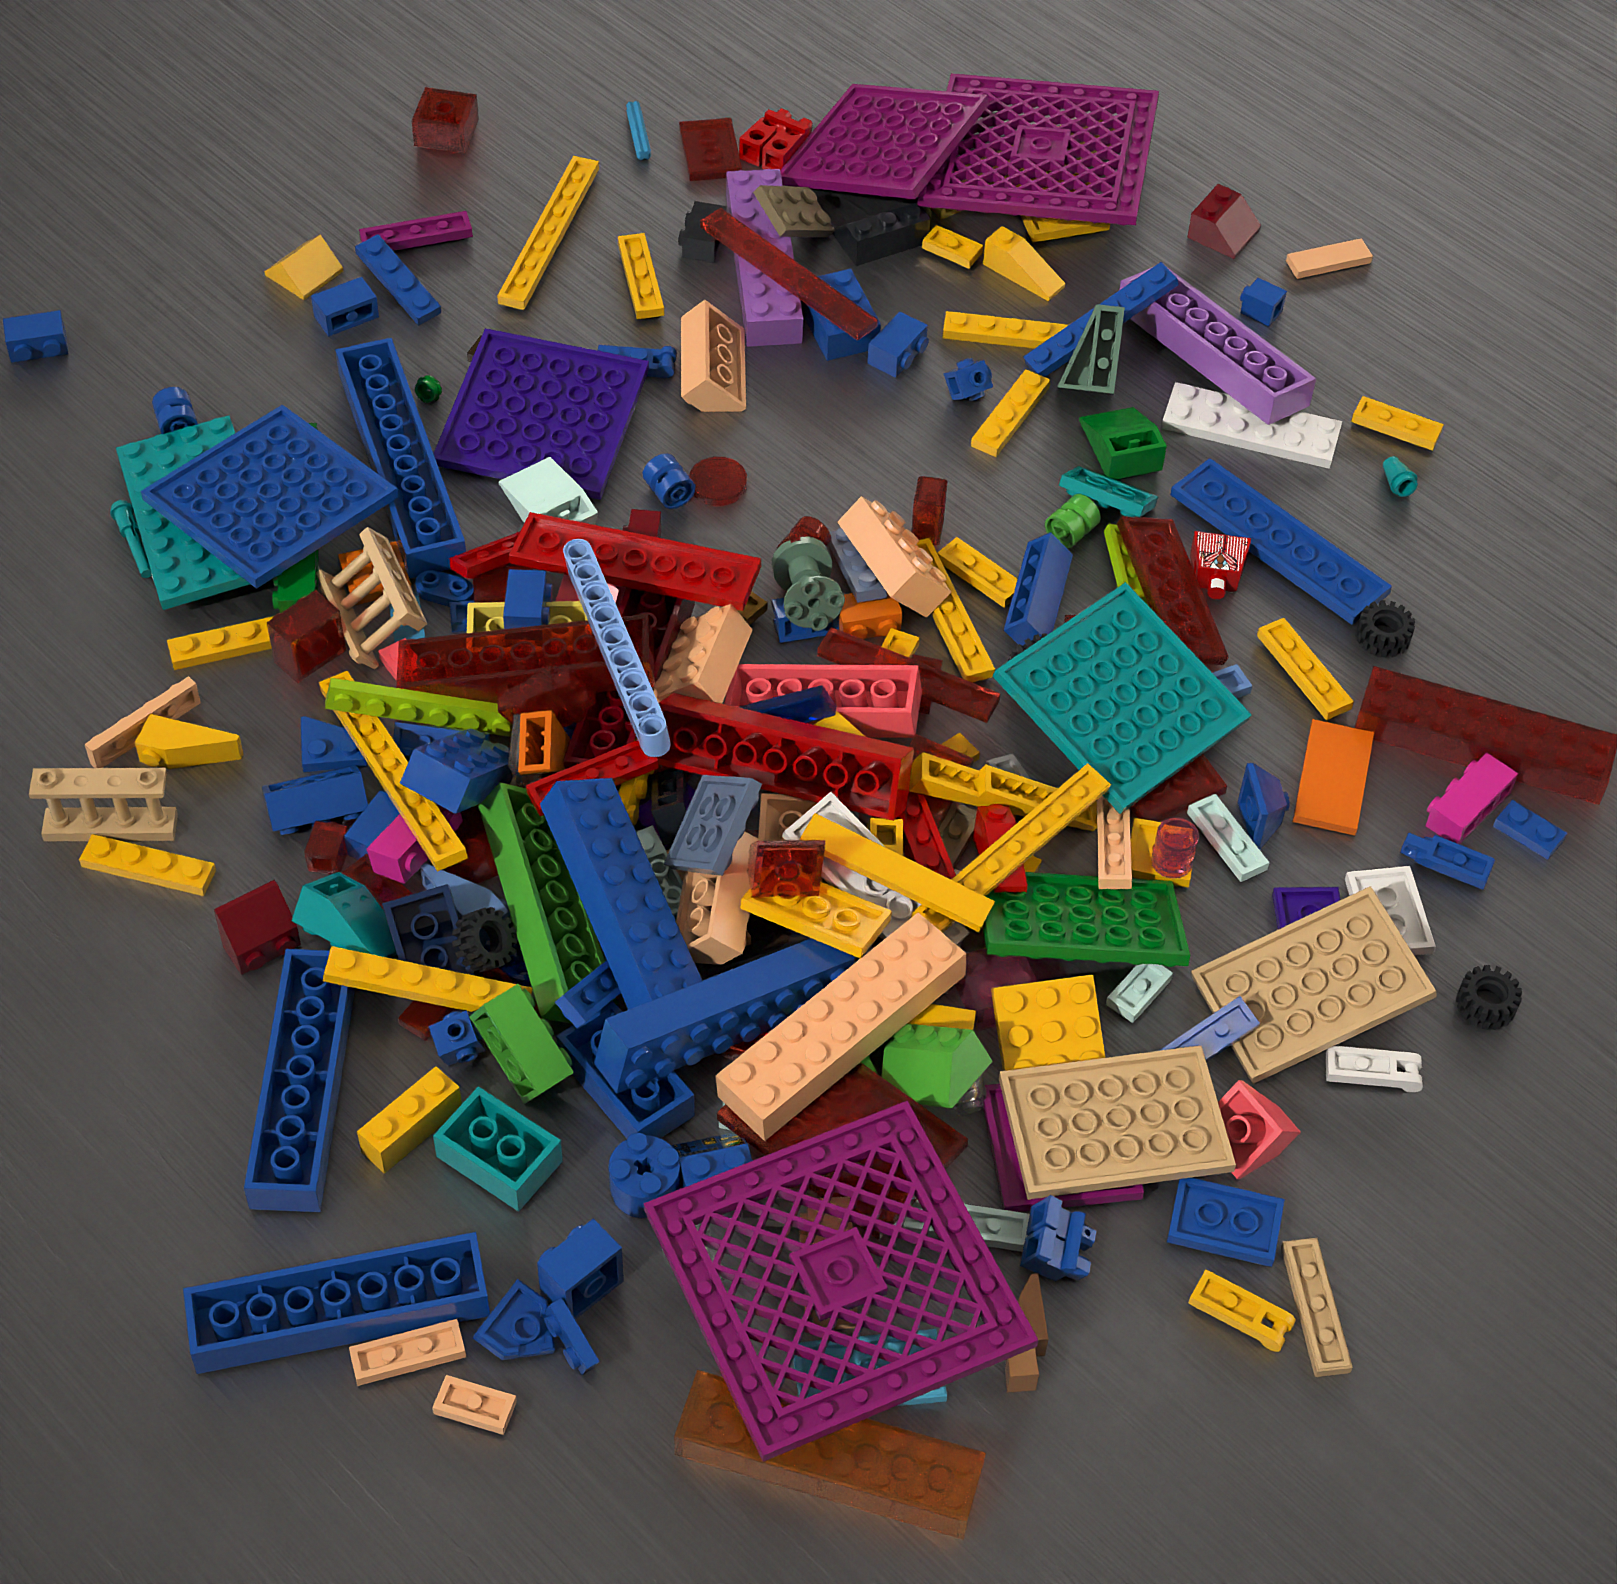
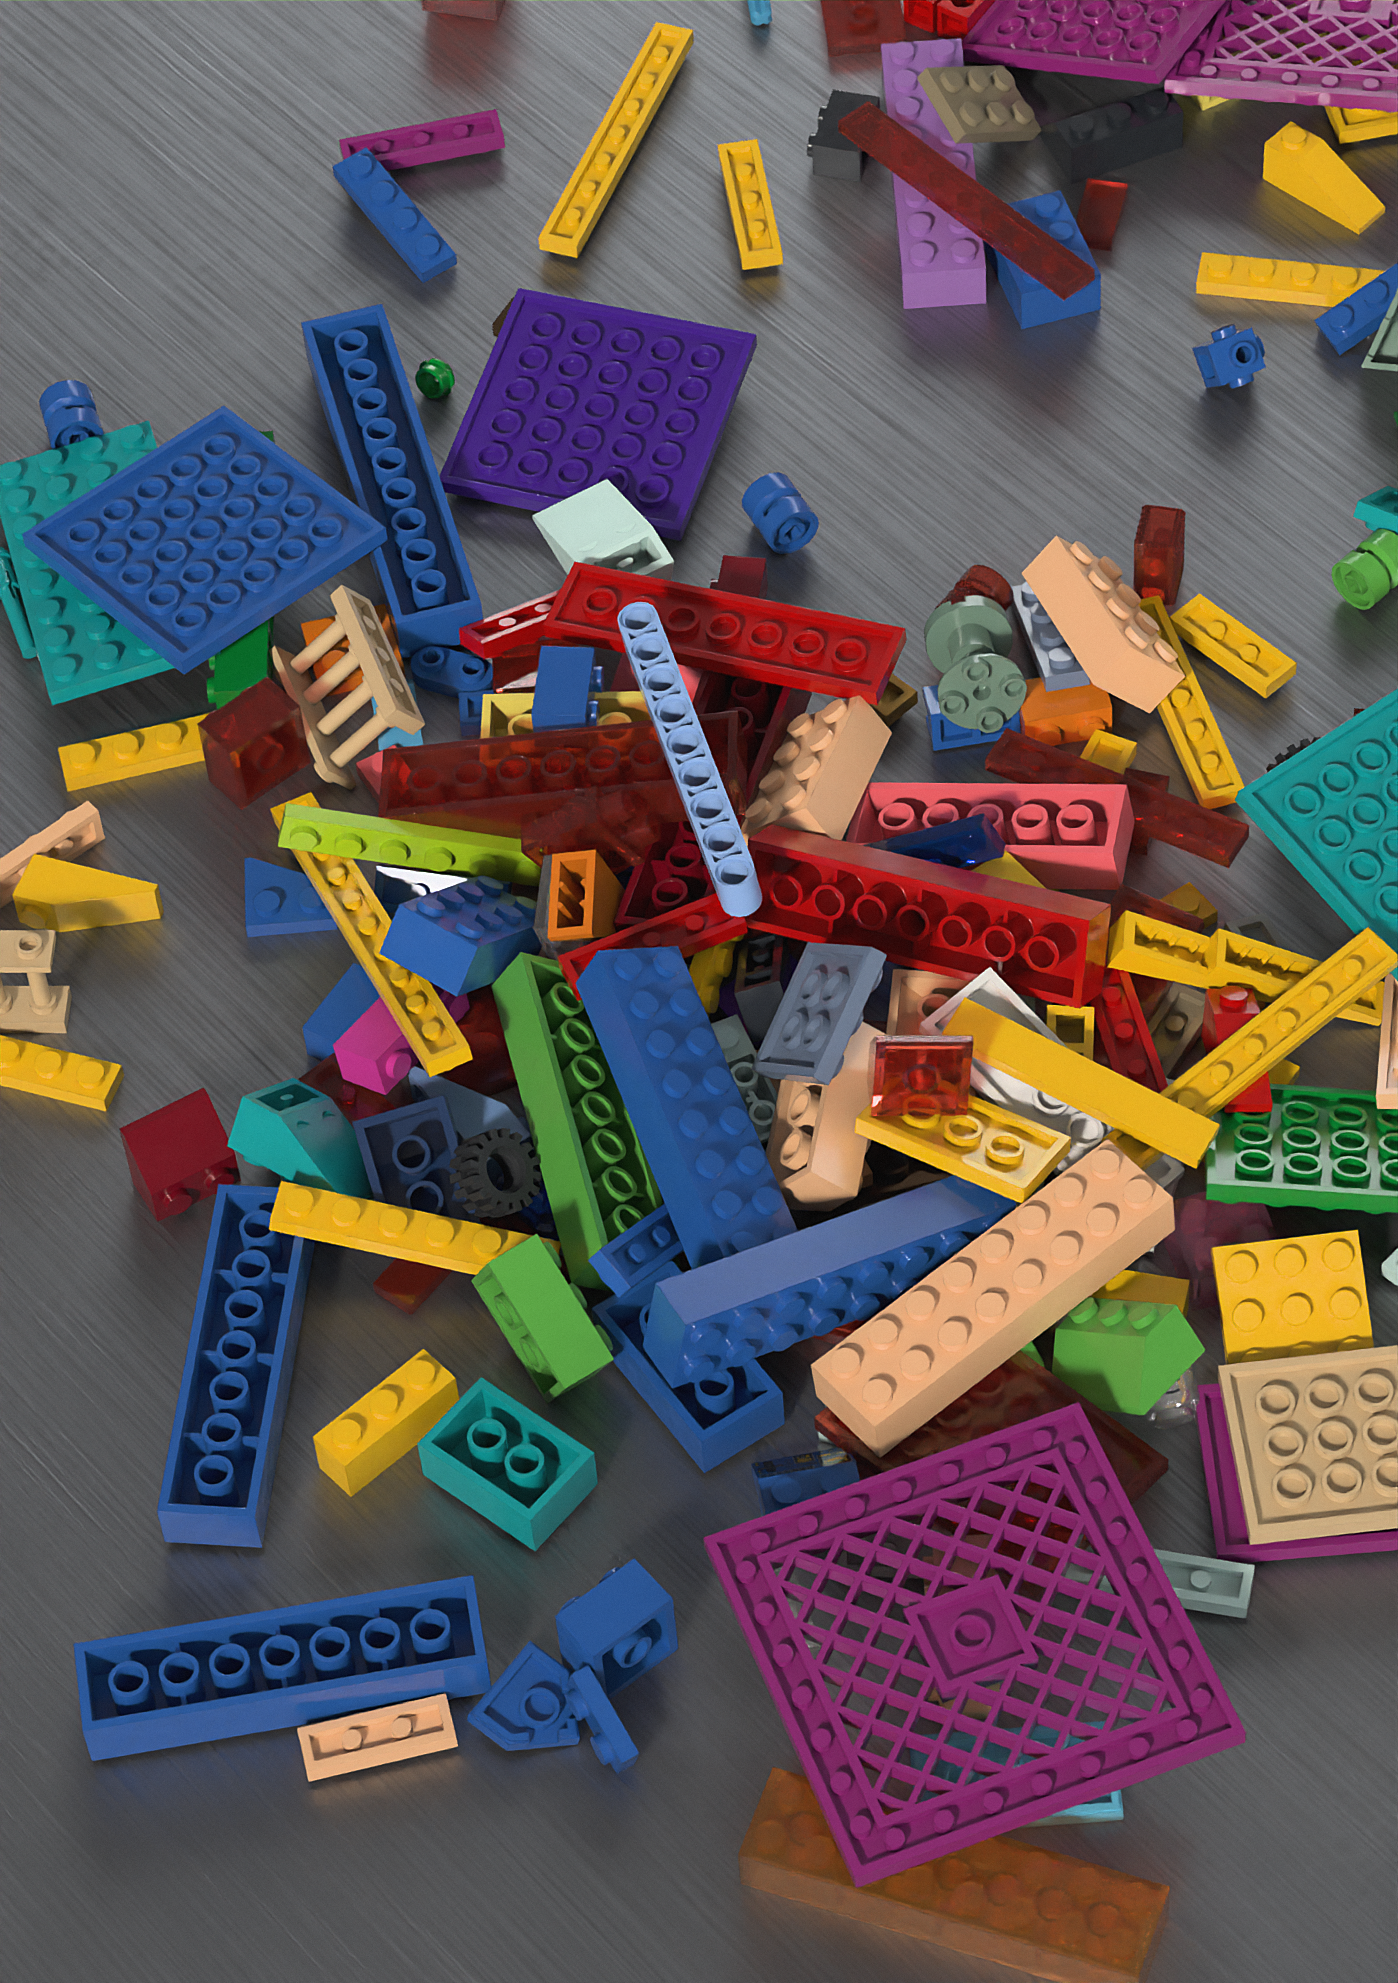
camera: 10 degrees right, 0 degrees up
(306, 268) = (262, 199): yellow slope -> none
(315, 799) = (263, 976): blue slope -> none
(326, 848) = (277, 1044): clear red brick -> none
(345, 306) = (317, 256): blue brick -> none
(457, 1038) = (454, 1311): blue brick -> none
(474, 1404) = (467, 1809): light nougat plate -> none
(642, 1171) = (705, 1495): blue brick -> none
(660, 360) = (777, 327): blue plate -> none
(712, 360) = (851, 331): light nougat slope -> none
(718, 480) = (853, 511): clear red tile -> none
(877, 284) = (1101, 212): none -> clear red tile
(898, 344) = (1127, 304): blue brick -> none
(952, 246) = (1217, 152): yellow plate -> none
(1010, 413) = (1291, 406): yellow plate -> none
(1022, 1369) = (1230, 1769): medium nougat slope -> none
(1038, 589) = (1316, 670): blue brick -> none
(1056, 1240) = (1286, 1603): blue hips -> none

